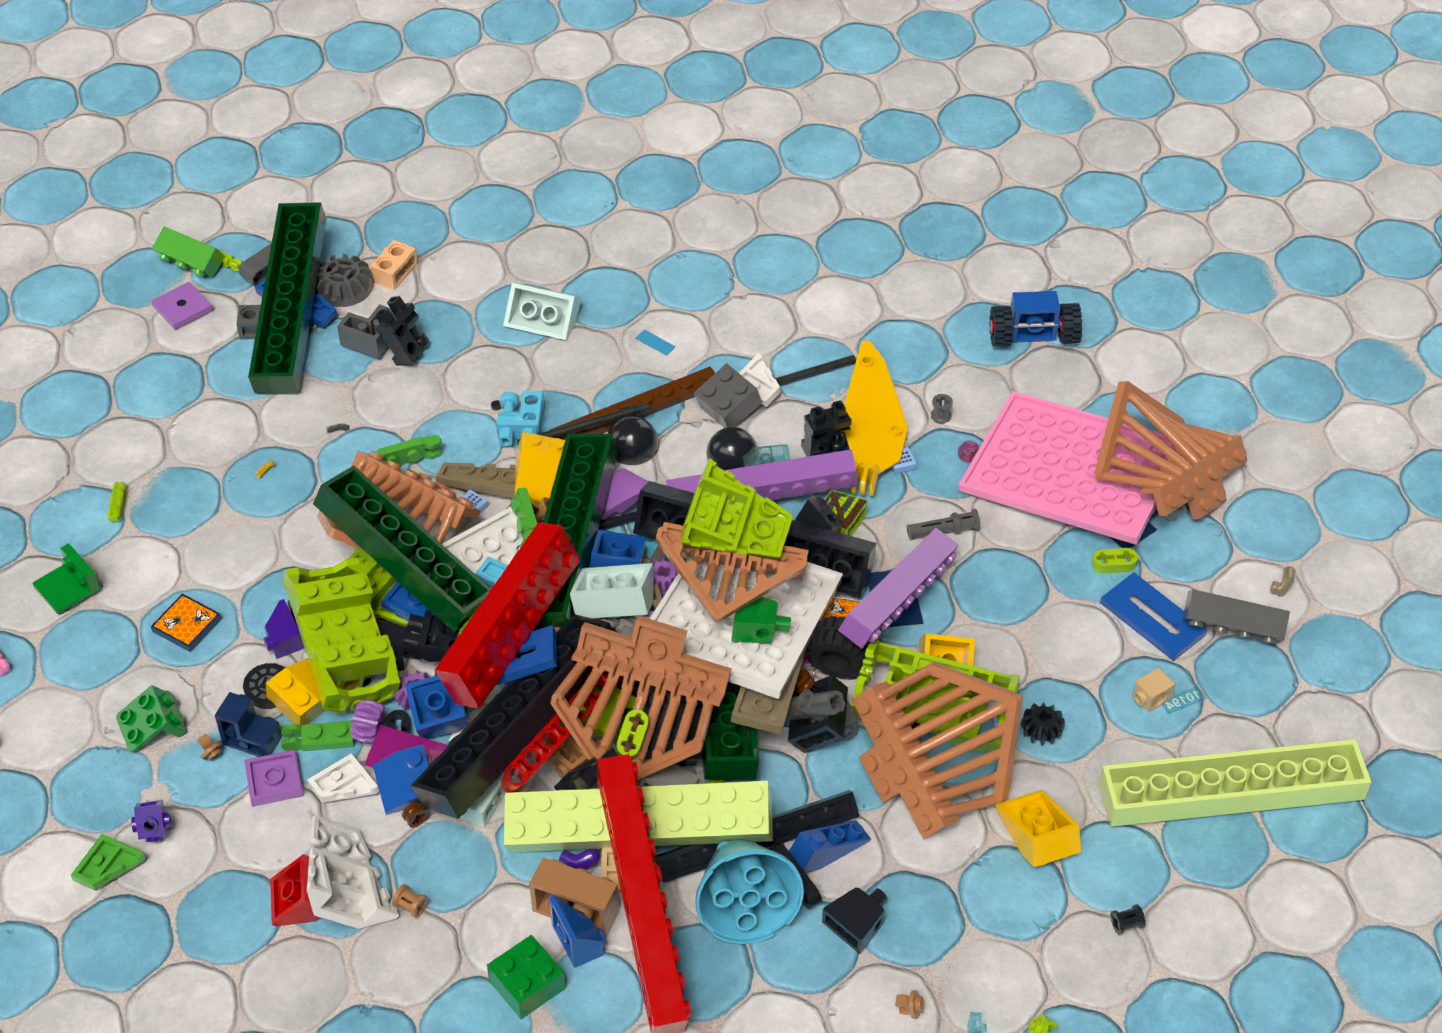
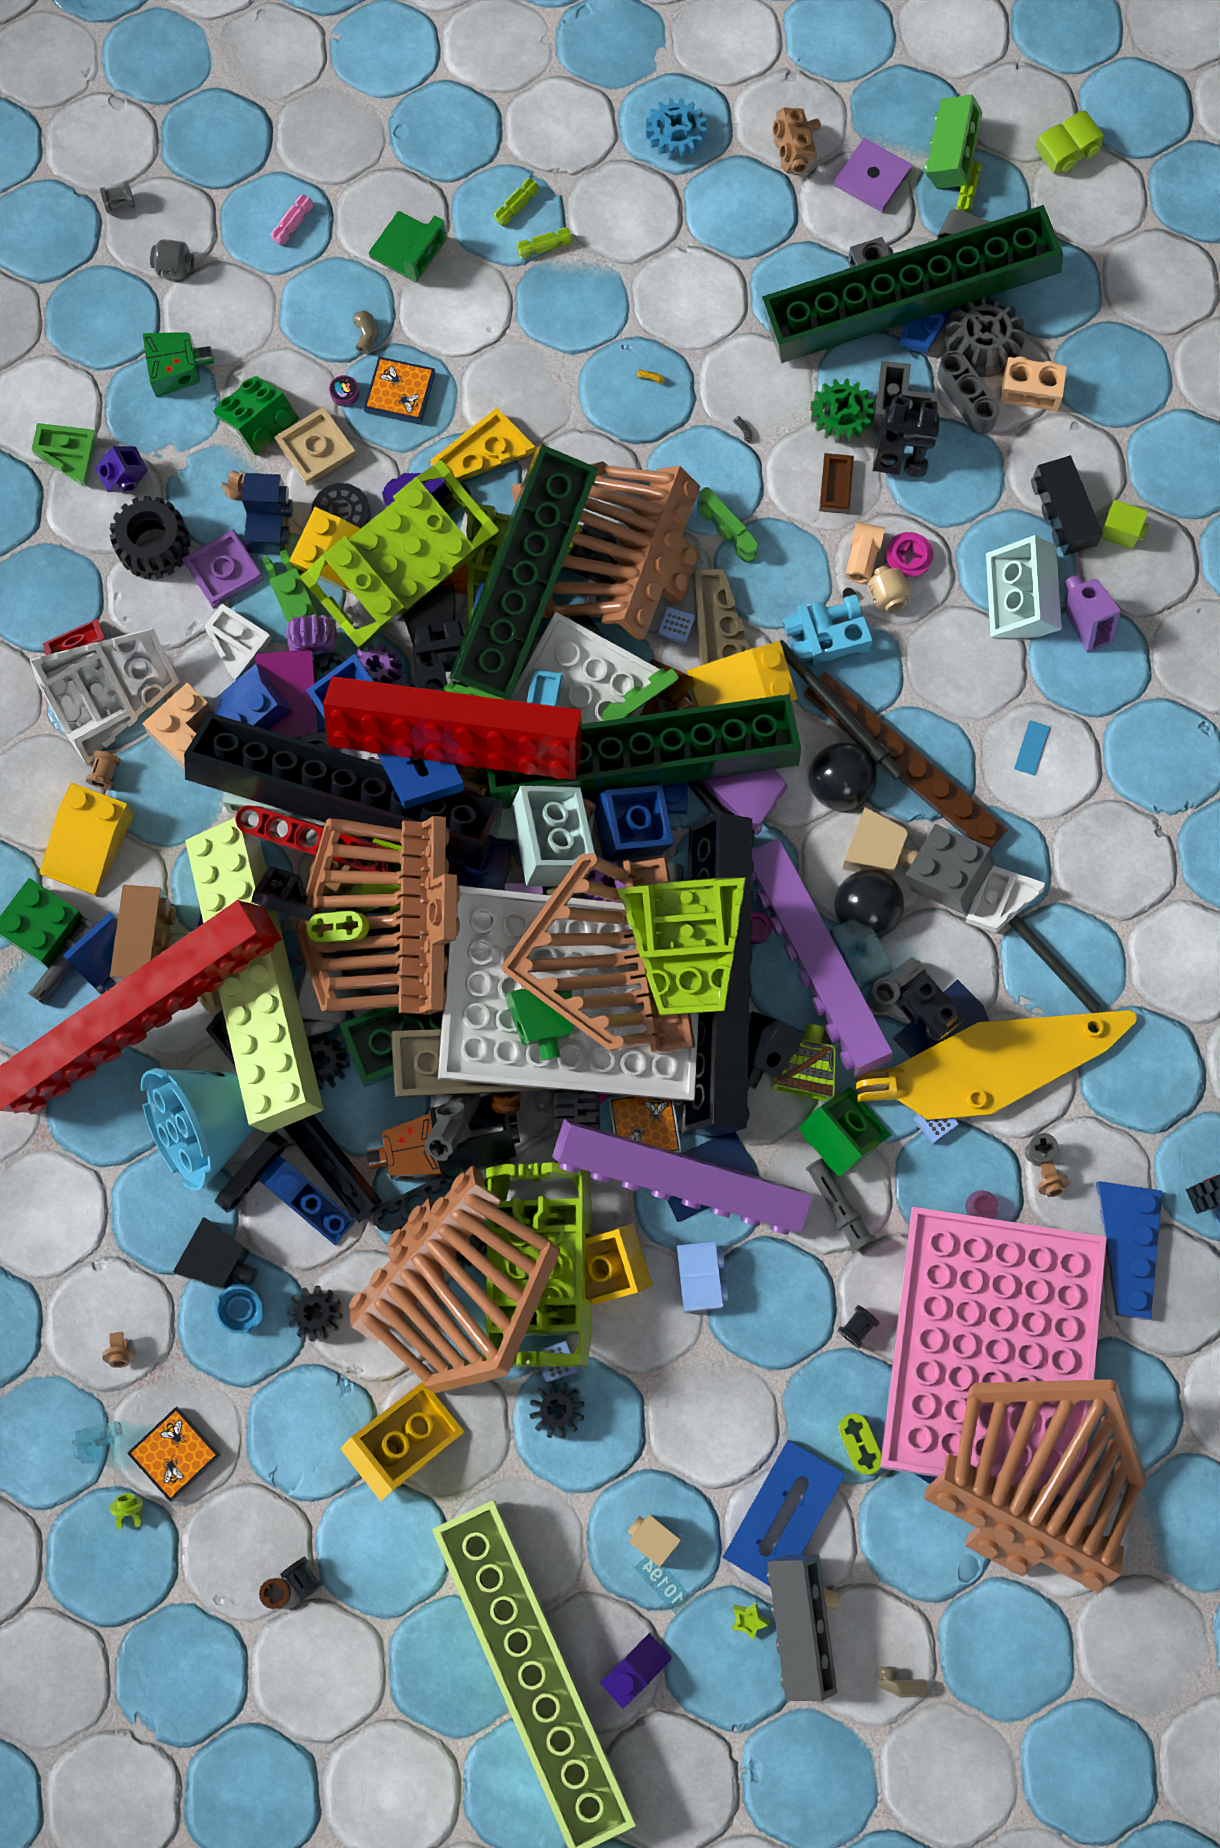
camera: 75 degrees right, 25 degrees up
(70, 764) = (174, 361): none -> green torso
(71, 510) = (516, 202): none -> lime axle
(74, 398) = (676, 128): none -> dark azure gear
(122, 335) = (795, 139): none -> medium nougat brick
(125, 629) = (368, 329): none -> dark tan arm
(165, 658) = (344, 390): none -> tile
(202, 686) = (315, 446): none -> tan plate
(225, 198) = (1069, 142): none -> lime brick
(229, 830) = (142, 517): none -> black tyre
(265, 578) = (485, 447): none -> yellow wing
(356, 367) = (849, 419): none -> green gear
(367, 298) = (967, 379): none -> dark grey beam
(405, 838) = (177, 721): none -> light nougat brick
(408, 388) = (836, 483): none -> reddish brown tile
(464, 927) = (85, 838): none -> yellow slope
(465, 381) = (865, 546): none -> light nougat piece
(482, 357) = (921, 549): none -> dark pink gear
(491, 272) = (1066, 505): none -> black brick
(504, 378) = (889, 589): none -> tan head
(520, 249) = (1125, 524): none -> lime brick
(572, 976) = (60, 967): none -> dark grey pin
(576, 277) = (1091, 612): none -> medium lavender torso
(691, 434) = (878, 845): none -> tan torso
(796, 445) = (896, 984): none -> dark grey piece
(815, 765) = (405, 1151): none -> dark orange torso
(854, 784) = (392, 1207): none -> black beam
(894, 508) = (844, 1131): none -> green slope
(903, 906) = (240, 1308): none -> dark azure hair
(922, 859) = (315, 1302): none -> black gear
(963, 410) = (1052, 1183): none -> medium nougat plate
(970, 615) = (700, 1276): none -> light blue brick
(1002, 379) = (1132, 1235): none -> blue wing
(1005, 988) = (174, 1454): none -> tile
(1033, 537) = (858, 1326): none -> black bush
(1126, 941) = (268, 1601): none -> reddish brown bush
(1222, 652) = (749, 1619): none -> lime piece
(1246, 727) = (635, 1670): none -> dark purple slope

